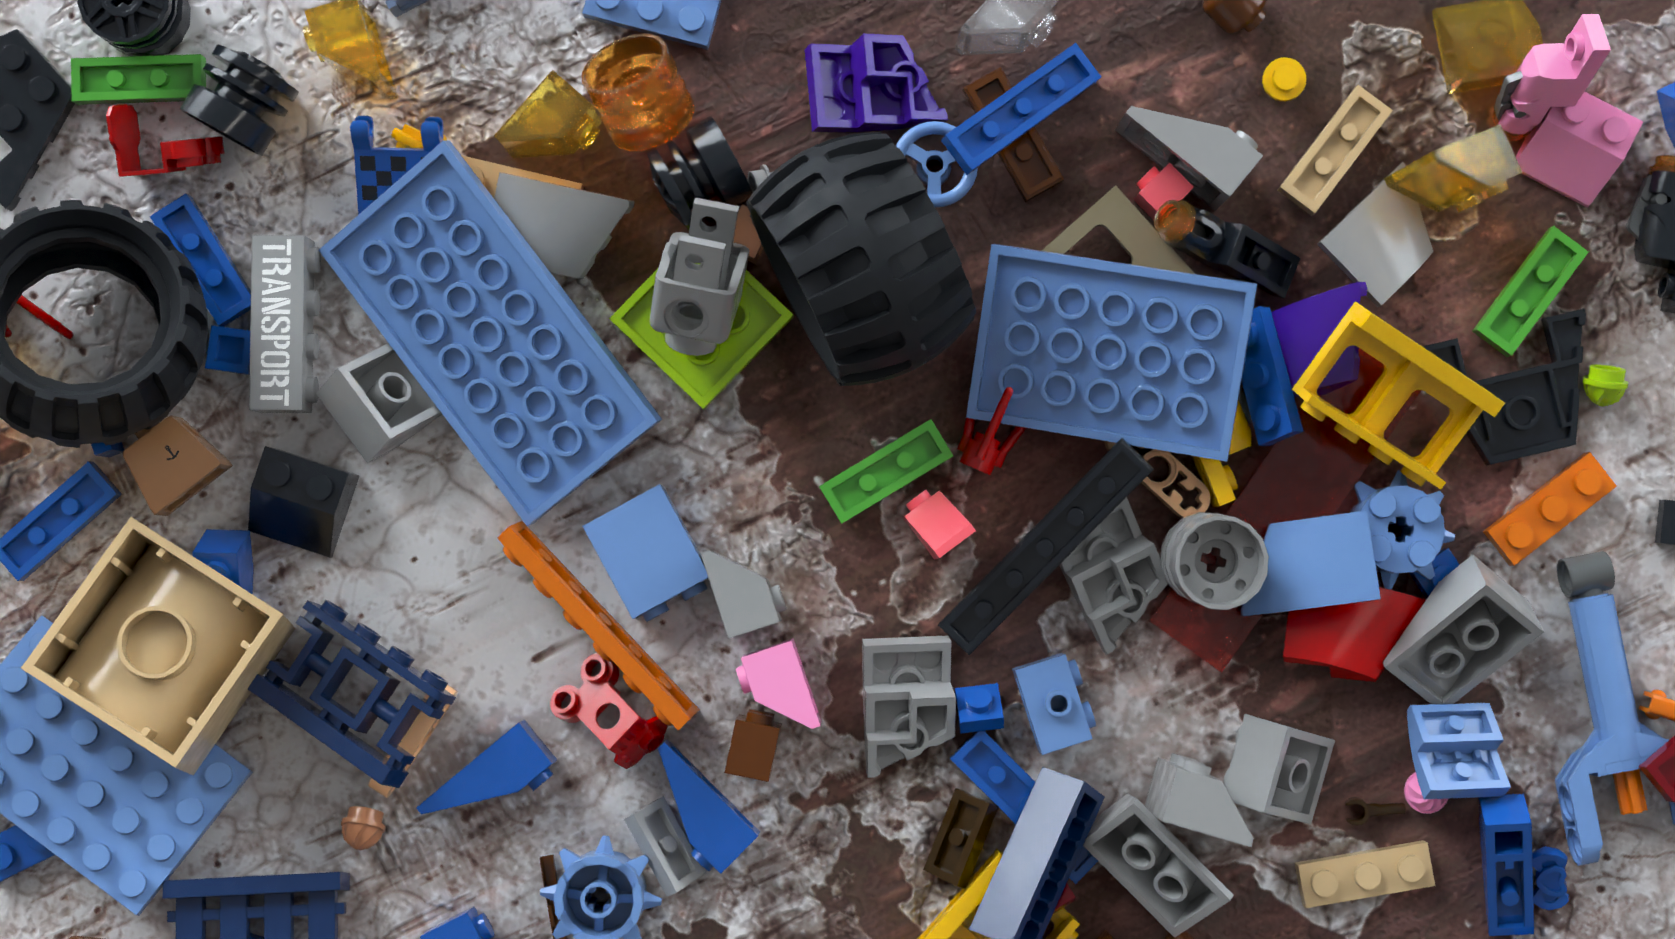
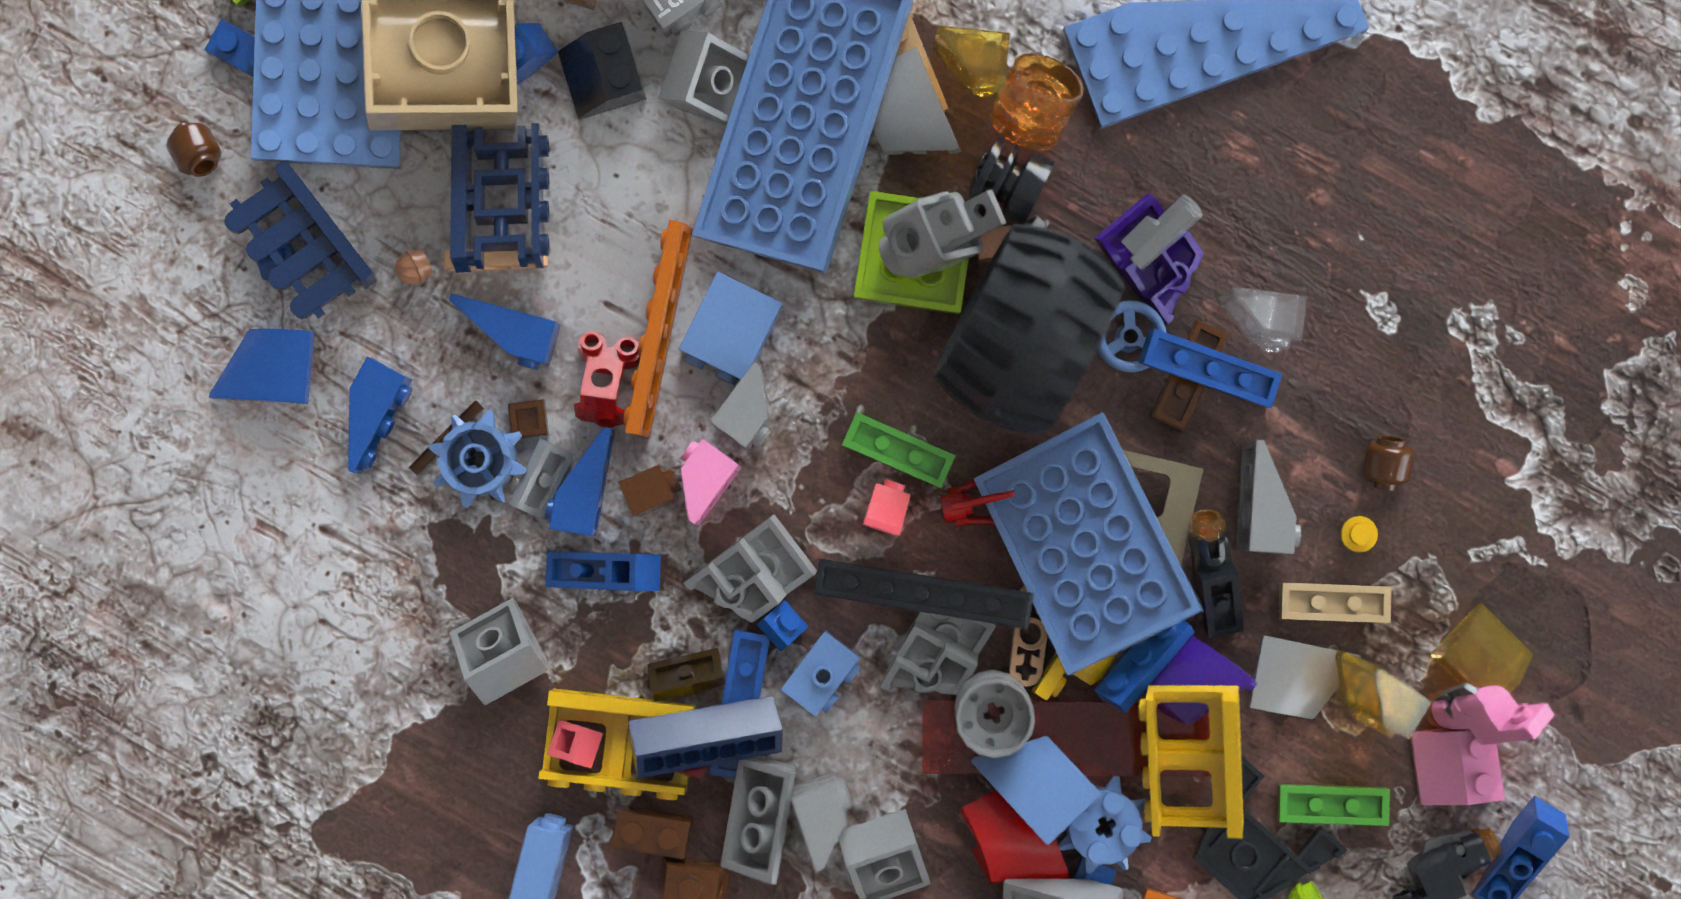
camera: 55 degrees right, 0 degrees up
(595, 816) = (529, 418): none -> reddish brown tile
(800, 848) = (603, 571): none -> blue slope
(855, 68) = (1155, 236): none -> light grey slope
(1161, 187) = (1225, 501): coral plate -> none

